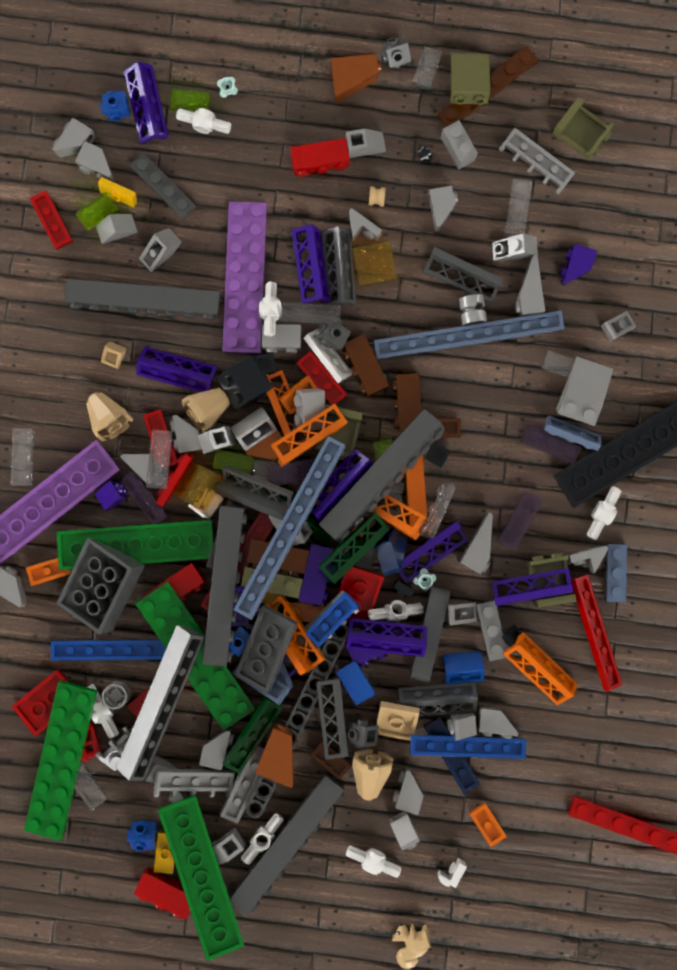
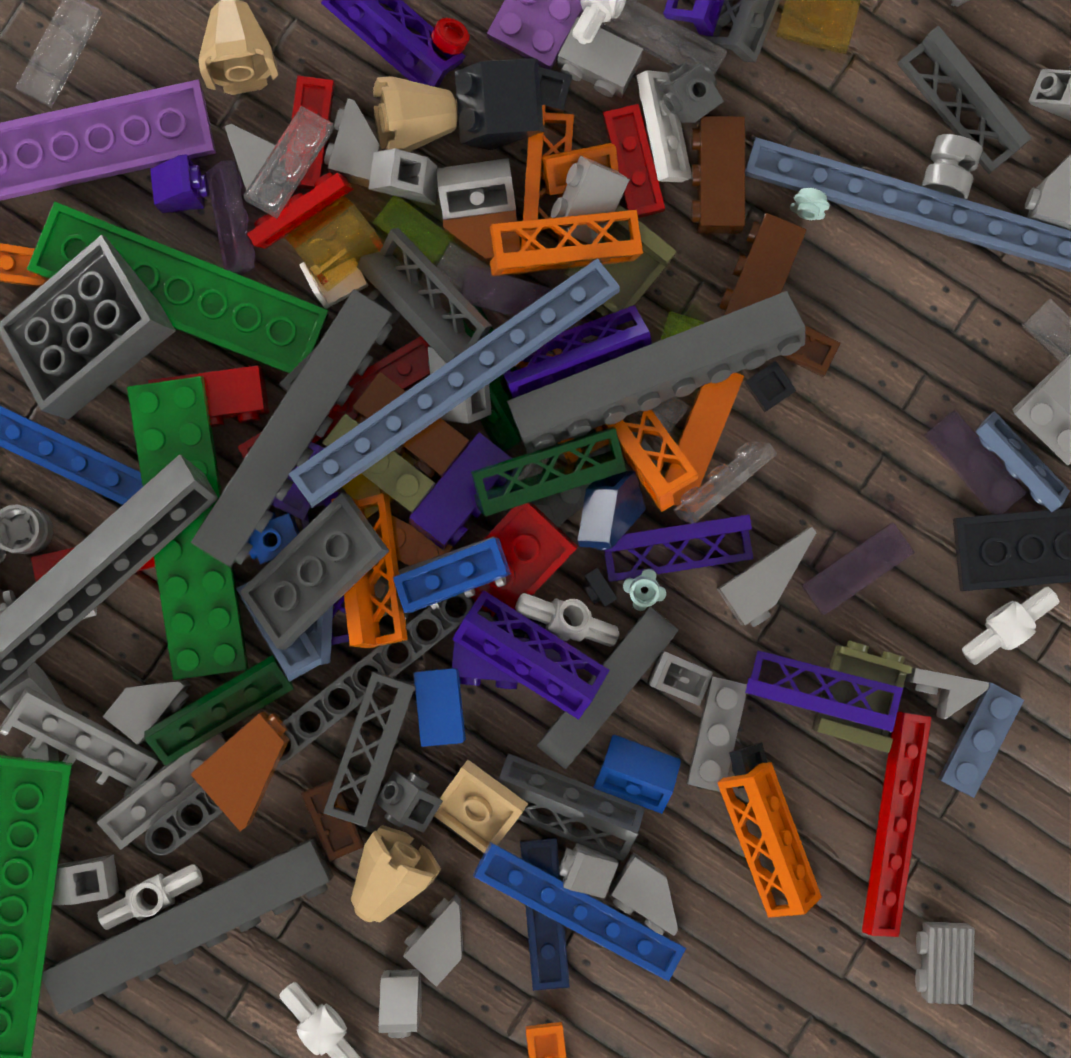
camera: 30 degrees right, 0 degrees up
(206, 361) = (450, 36): none -> red tile
(414, 359) = (810, 204): none -> light aqua plate
(650, 685) = (946, 962): none -> light grey brick

